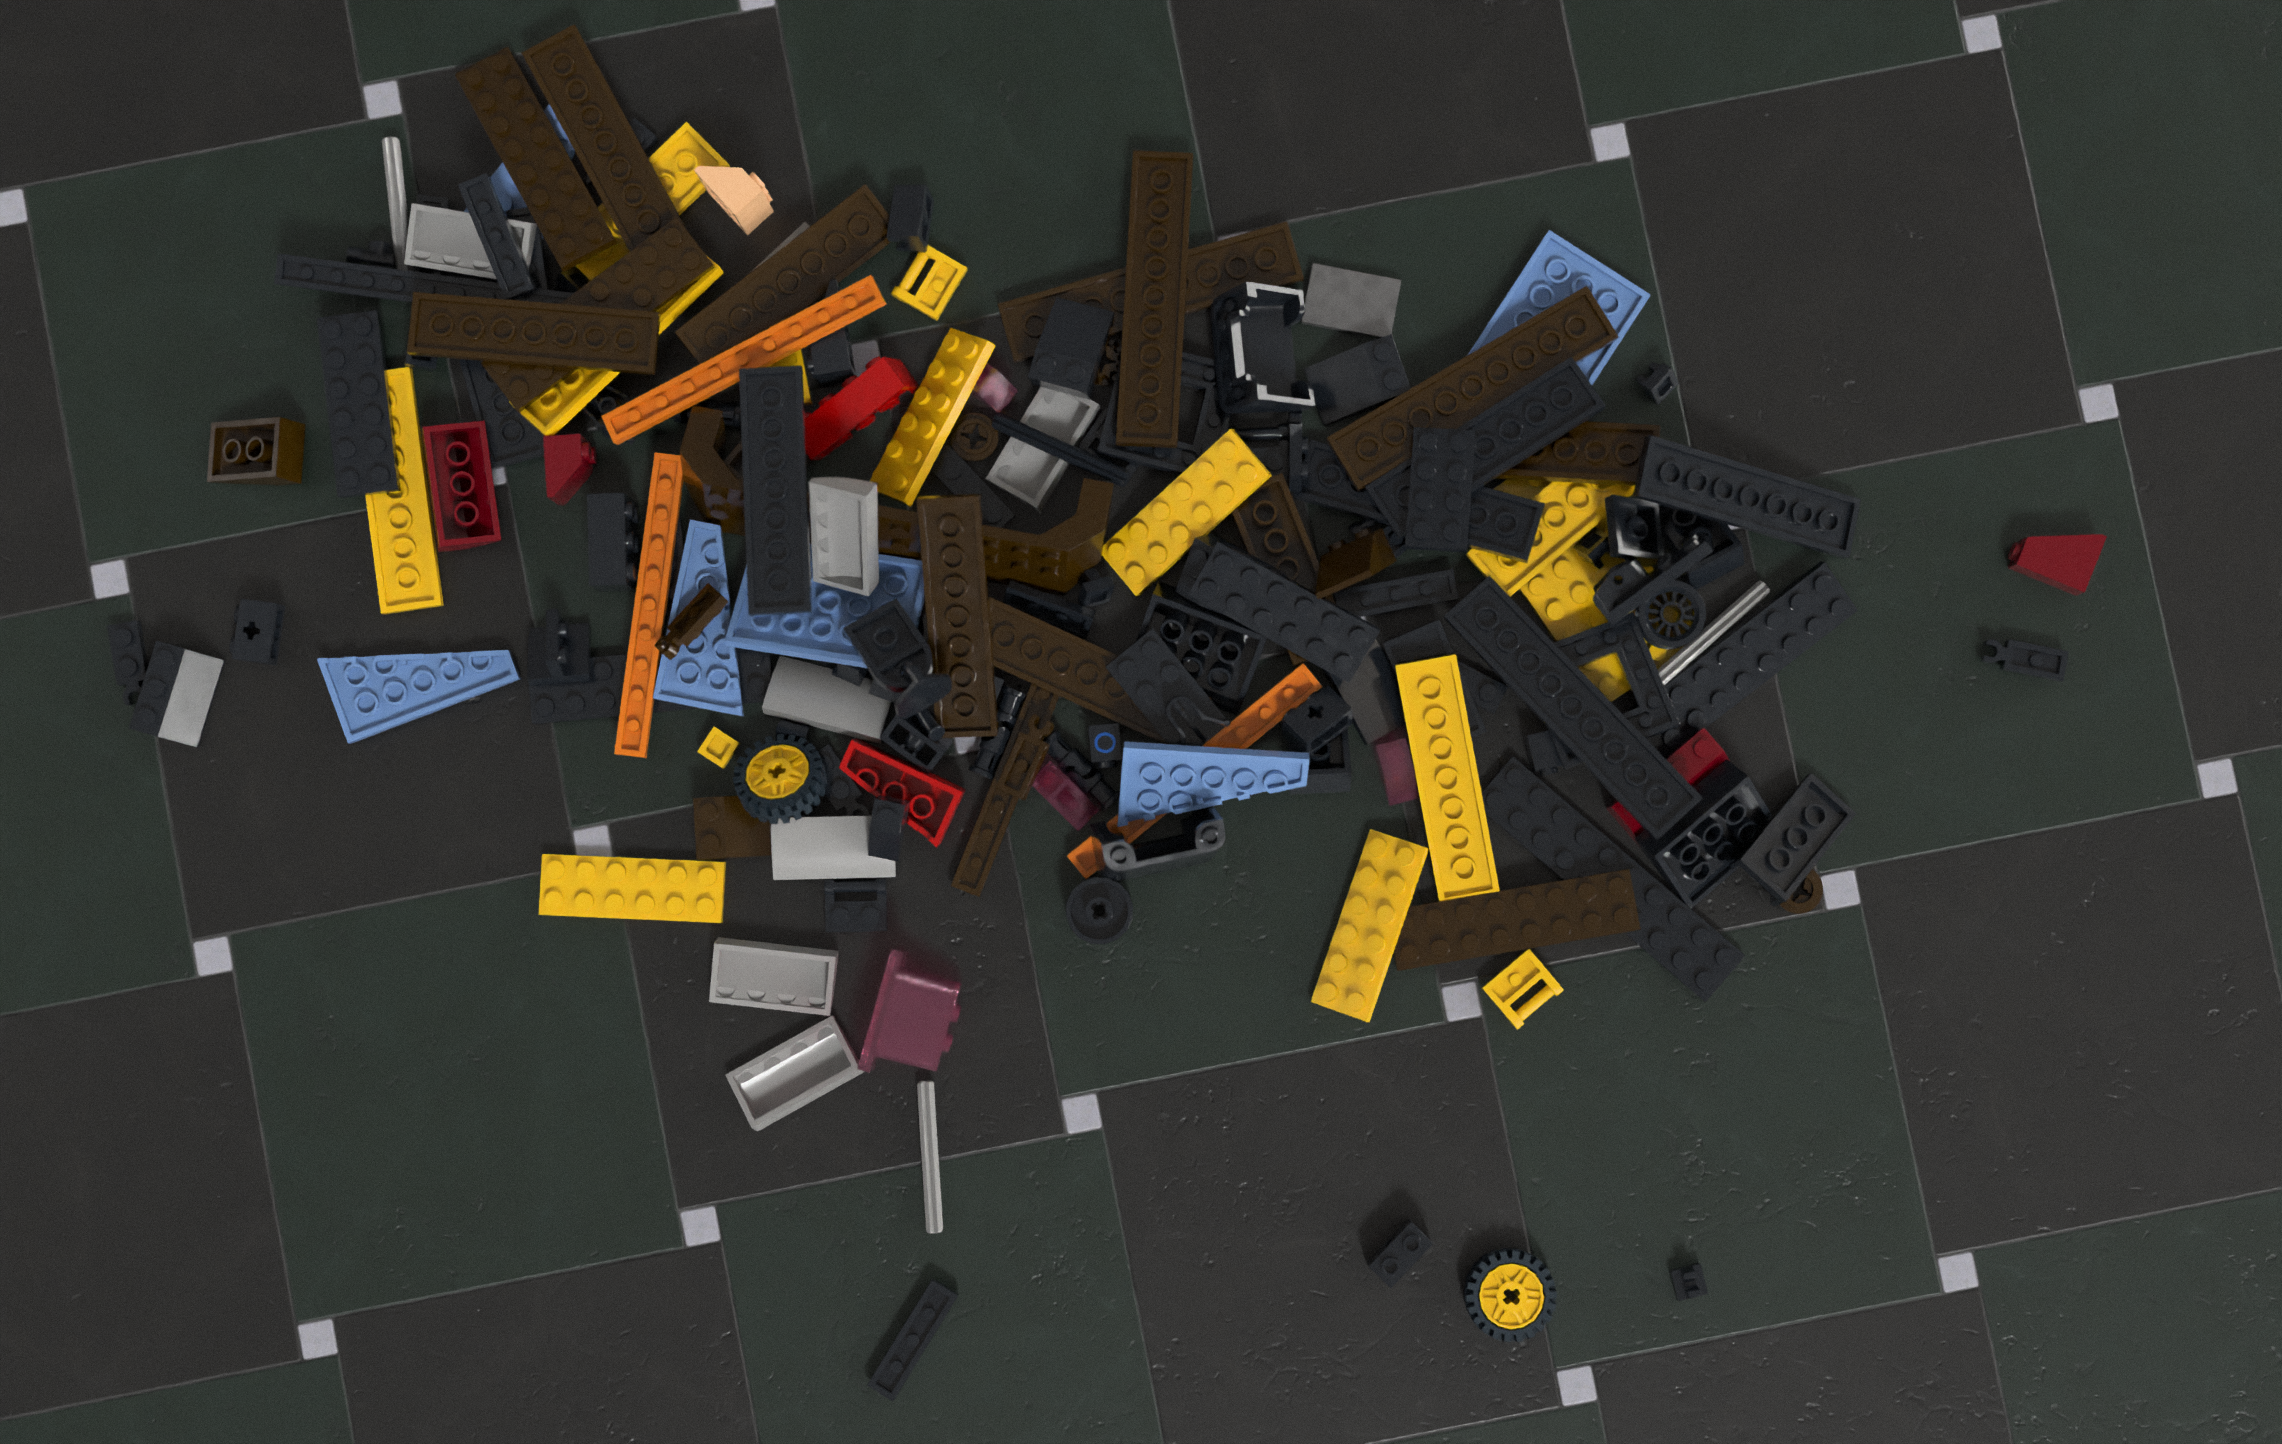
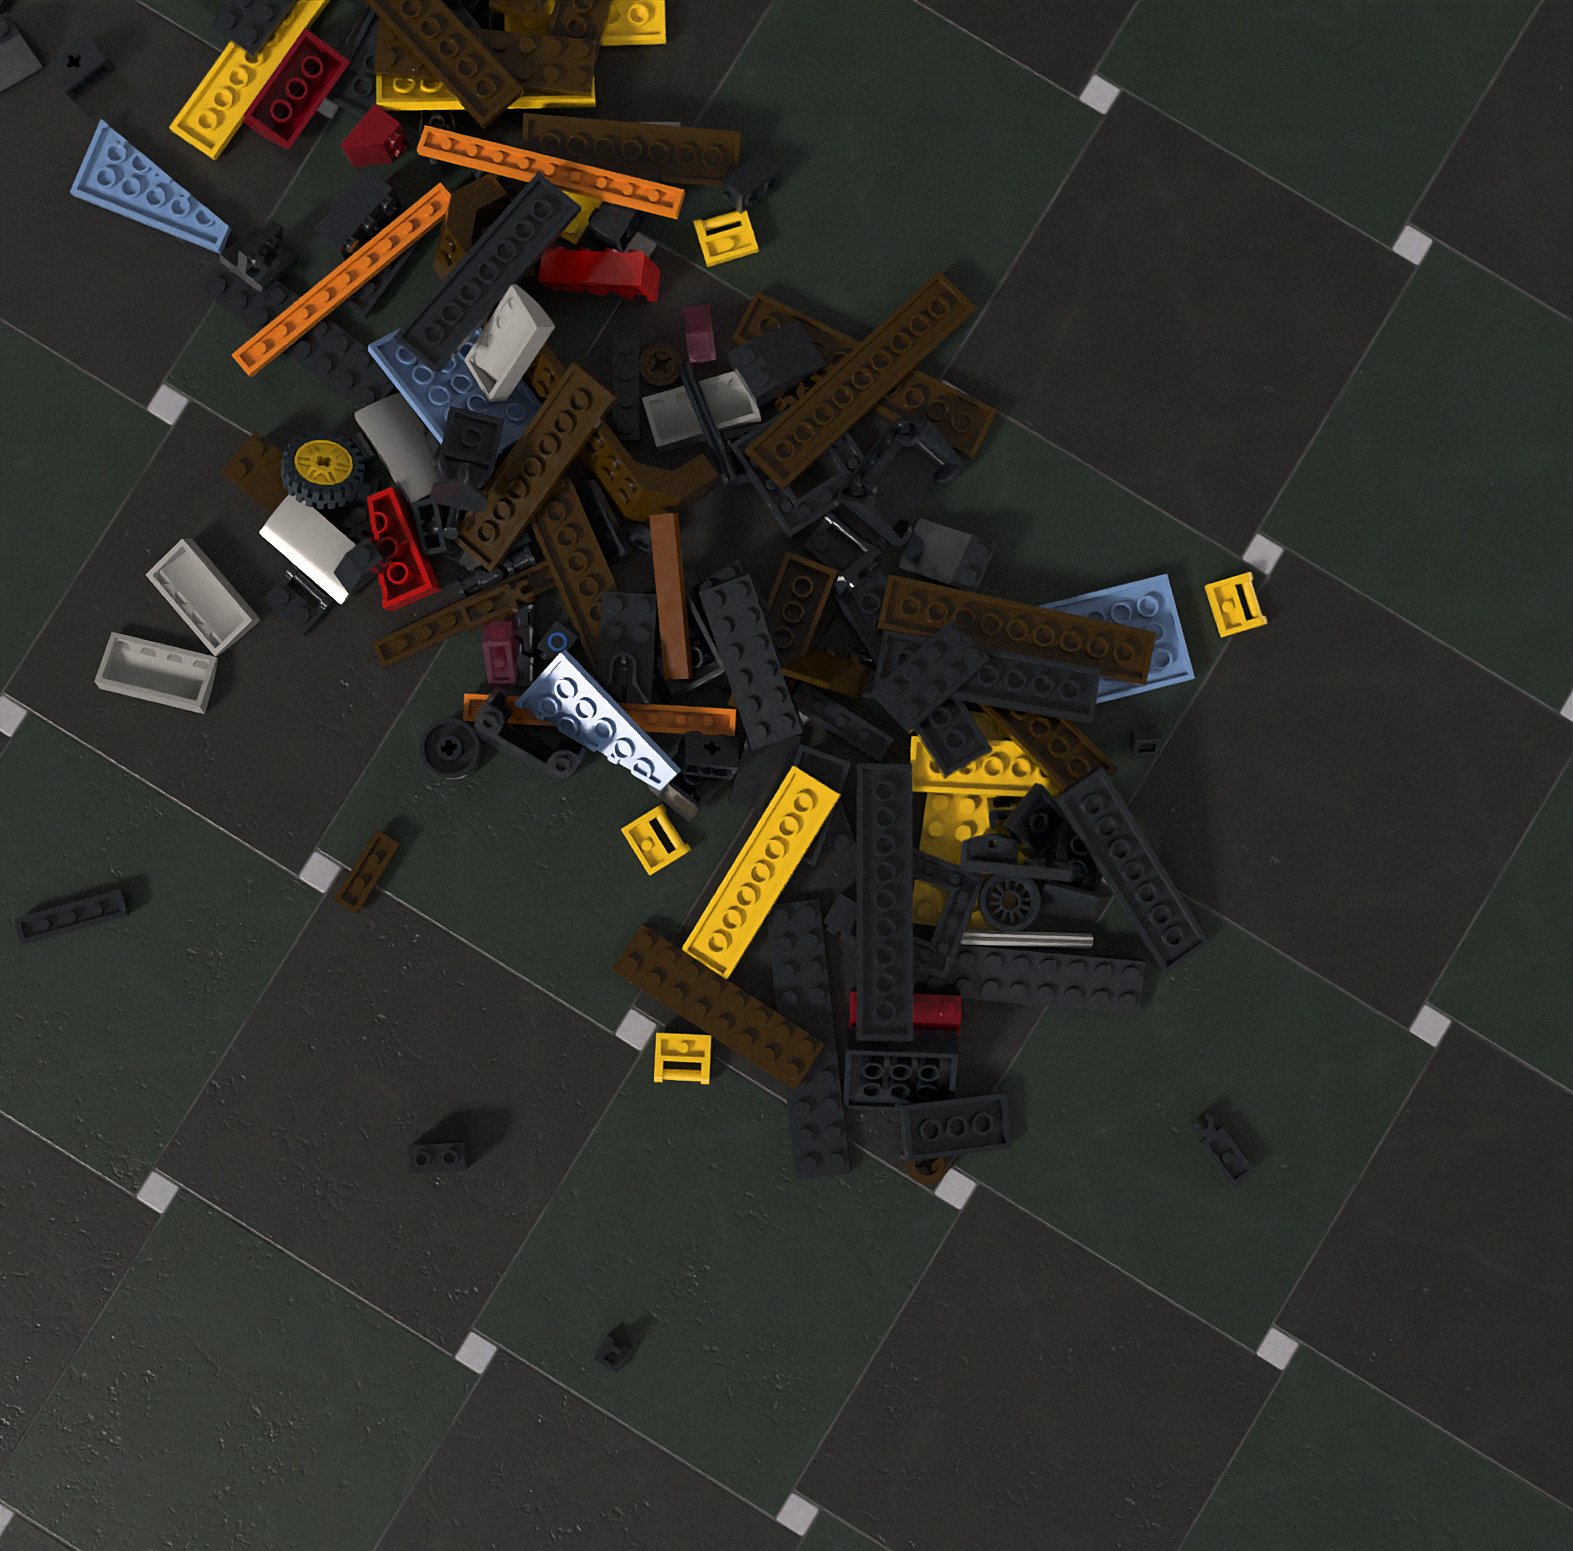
camera: 40 degrees right, 0 degrees up
(632, 888) = (165, 455): yellow plate -> none
(691, 621) = (360, 313): dark brown plate -> none
(706, 670) = (339, 342): medium blue wing -> none
(718, 747) = (305, 415): yellow plate -> none
(738, 194) = (649, 63): light nougat slope -> none
(911, 1017) = (264, 703): clear pink windscreen -> none
(930, 1157) = (194, 808): light grey axle -> none
(931, 415) = (643, 323): yellow plate -> none
(1122, 1076) = (367, 871): none -> dark brown plate
(1166, 618) = (671, 596): none -> reddish brown tile
(1184, 511) = (755, 537): yellow plate -> none
(1333, 841) = (648, 845): none -> yellow plate
(1351, 301) = (991, 501): flat silver tile -> none
(1369, 925) = (620, 923): yellow plate -> none
(1396, 771) = (732, 838): clear pink slope -> none
(1516, 1318) = (471, 1266): wheel -> none
(1624, 212) = (1228, 608): none -> yellow plate
(2058, 560) = (1305, 1104): dark red slope -> none

